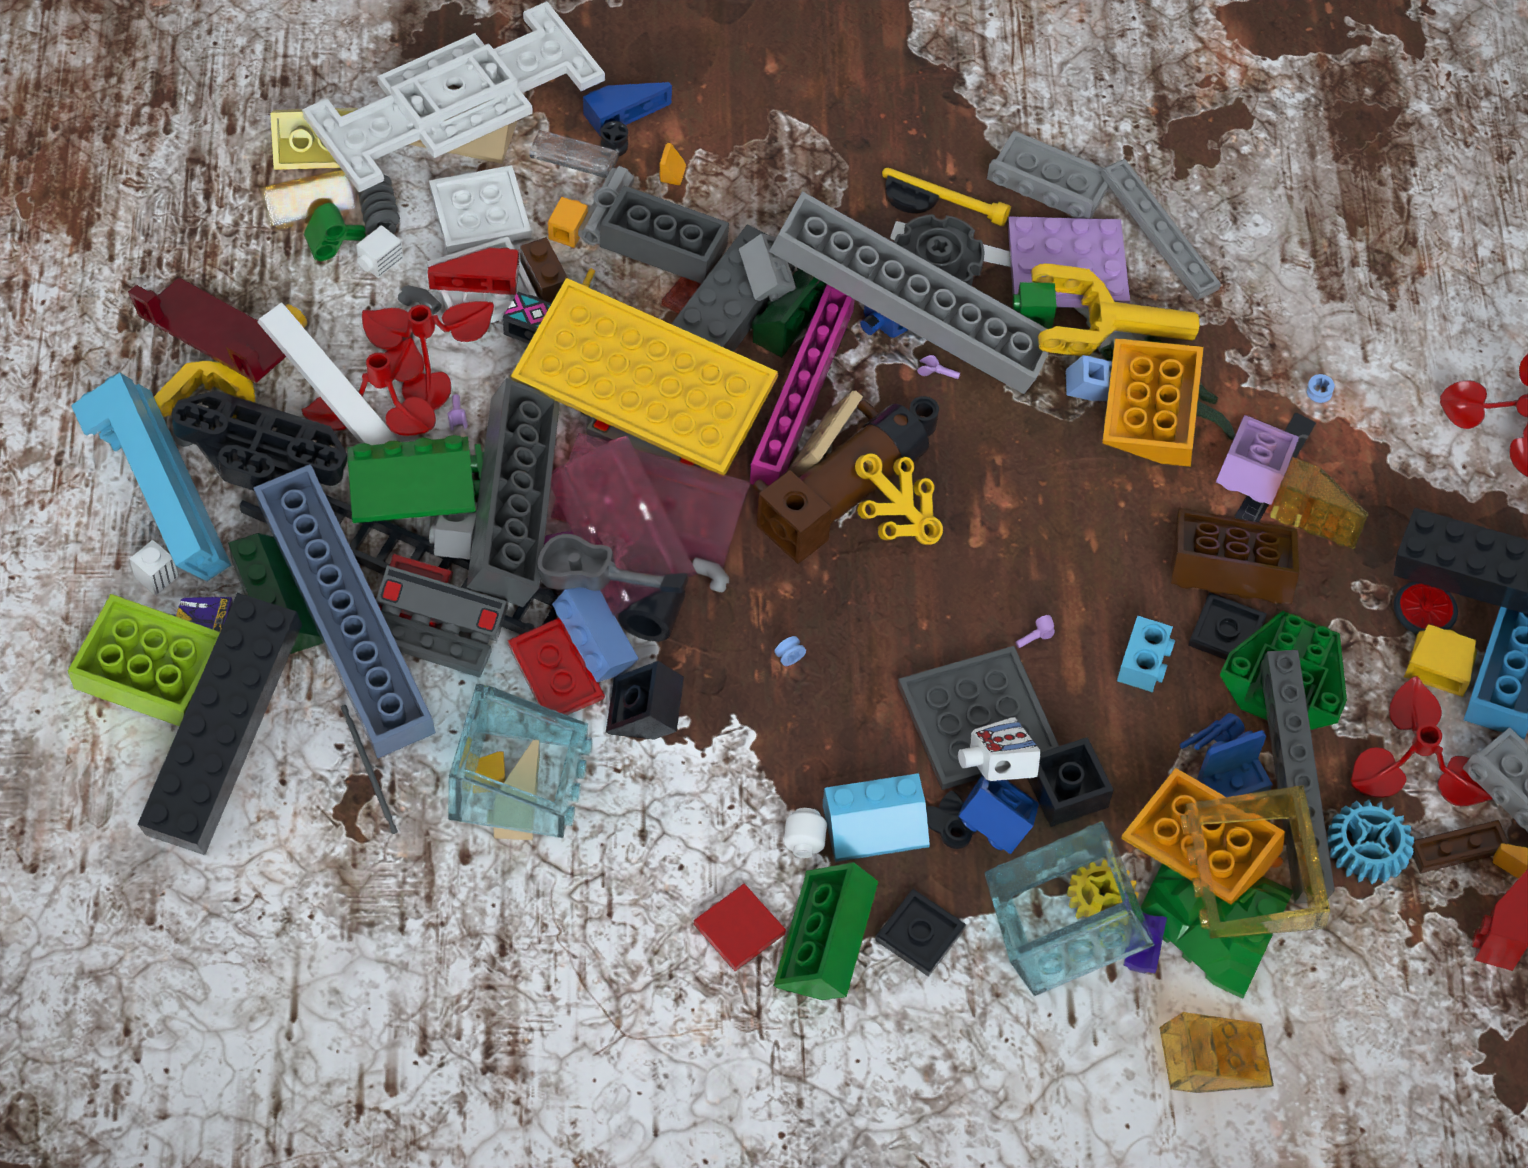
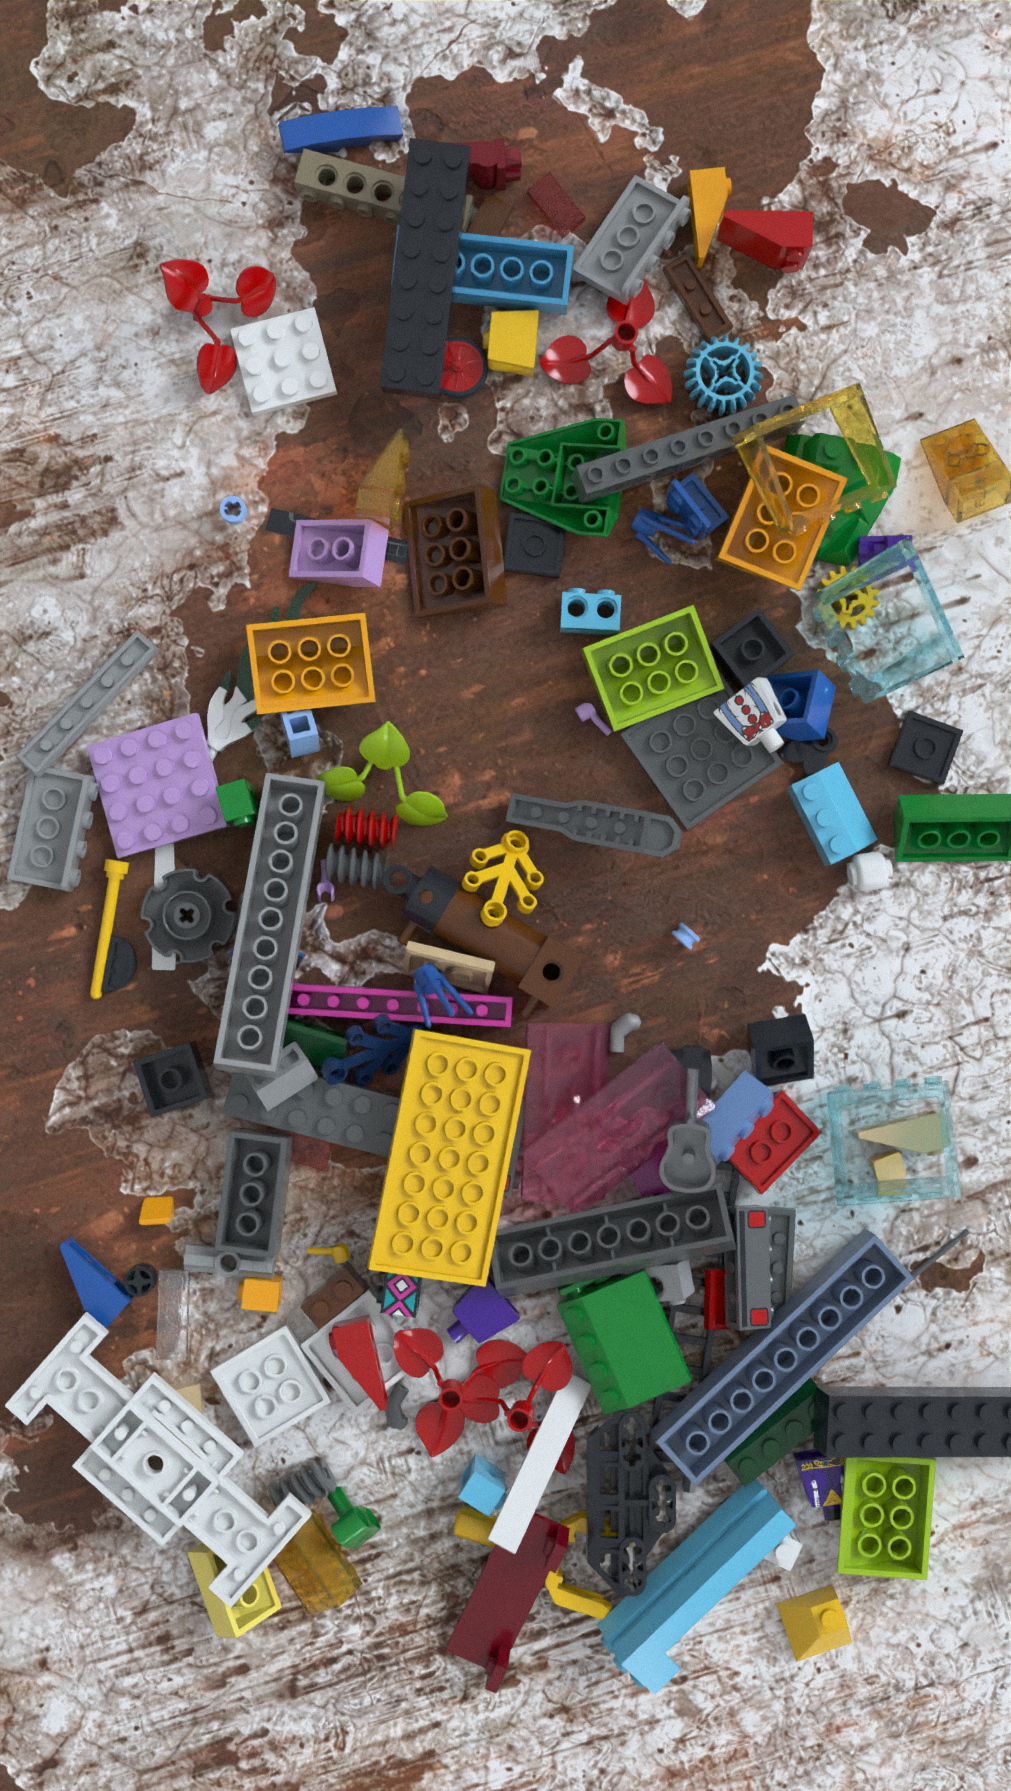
camera: 100 degrees left, 30 degrees up
(60, 584) = (814, 1622): none -> yellow slope
(326, 329) = (482, 1485): none -> medium azure brick
(379, 251) = (357, 1466): white brick -> none
(457, 415) = (521, 1325): lavender hand -> none
(478, 382) = (482, 1313): none -> dark purple torso
(739, 927) = (968, 904): red tile -> none
(759, 311) = (378, 1051): none -> dark blue plant
(780, 192) = (173, 1078): none -> black brick
(816, 405) = (431, 982): none -> blue plant
(927, 591) = (599, 824): none -> dark grey piece
(949, 388) = (355, 867): none -> dark grey piece
(980, 409) = (366, 827): none -> red piece
(1047, 441) = (385, 749): none -> lime plant
(1075, 686) = (652, 668): none -> lime slope
(1105, 314) = (226, 726): yellow piece -> none
(1460, 466) = (283, 361): none -> white plate

